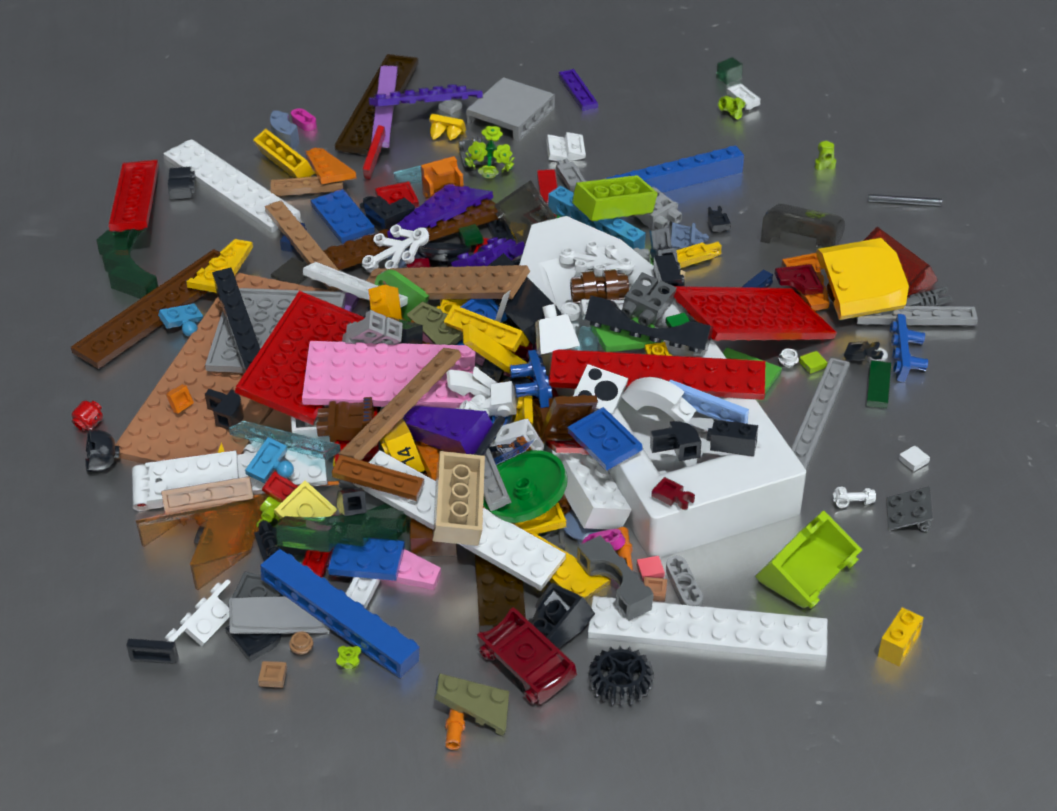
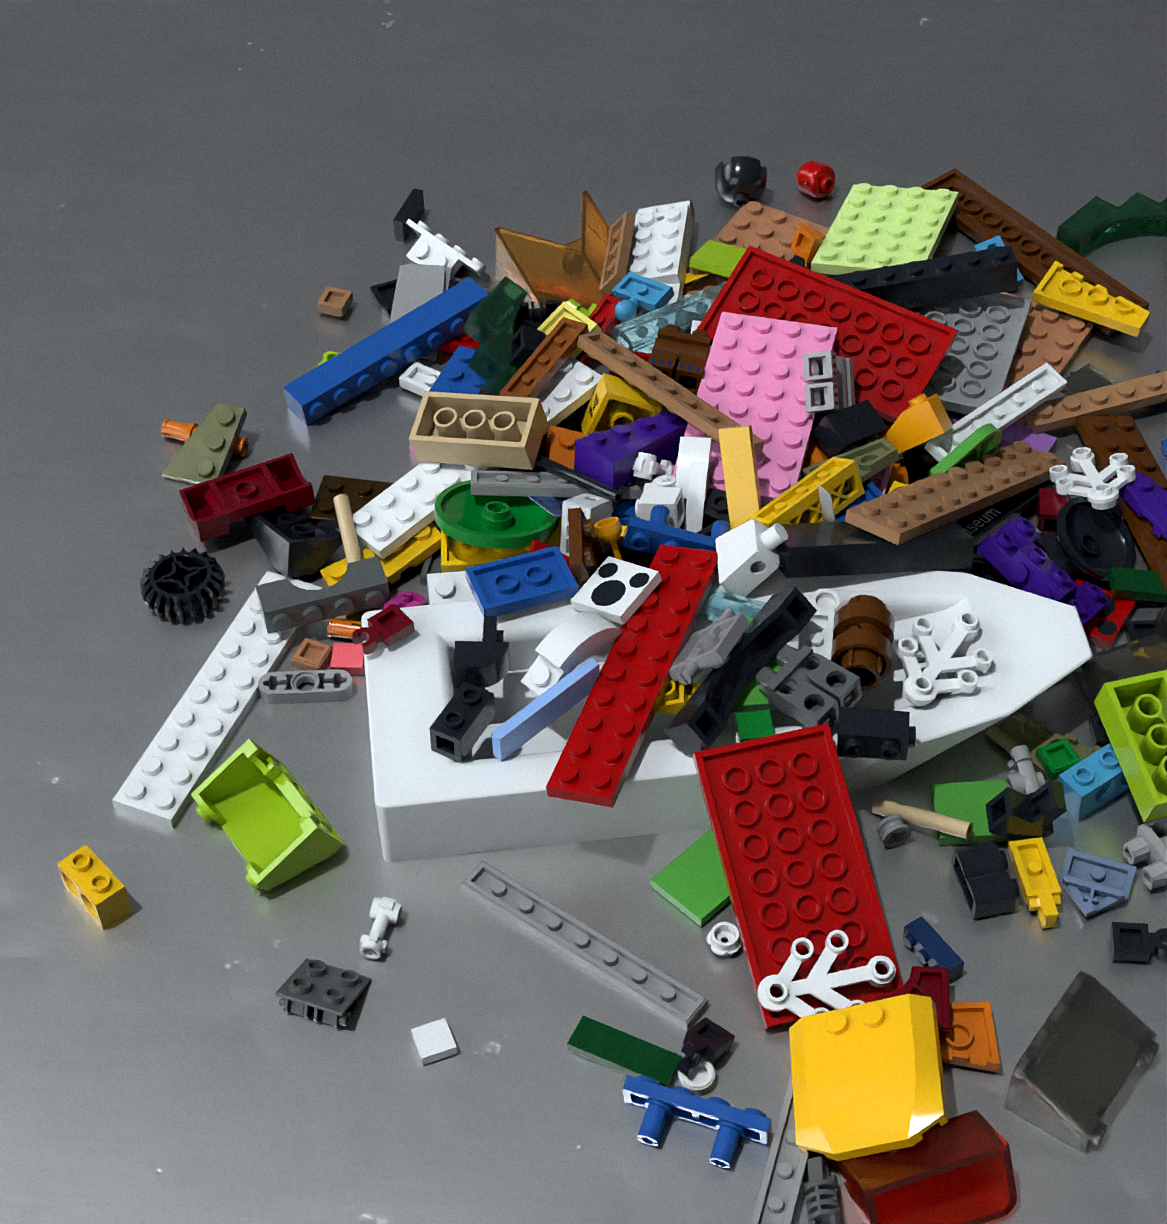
camera: 105 degrees right, 5 degrees up
(159, 361) = (884, 228): none -> yellowish green plate
(204, 438) = (717, 258): none -> lime tile
(301, 643) = (369, 325): medium nougat plate -> none
(542, 404) = (609, 531): none -> light orange hinge
(555, 576) = (347, 528): none -> tan piece
(638, 335) = (709, 646): none -> light grey plate
(705, 270) = (984, 879): none -> black brick
(813, 362) = (707, 974): lime tile -> none
(822, 321) = (818, 981): none -> white plant

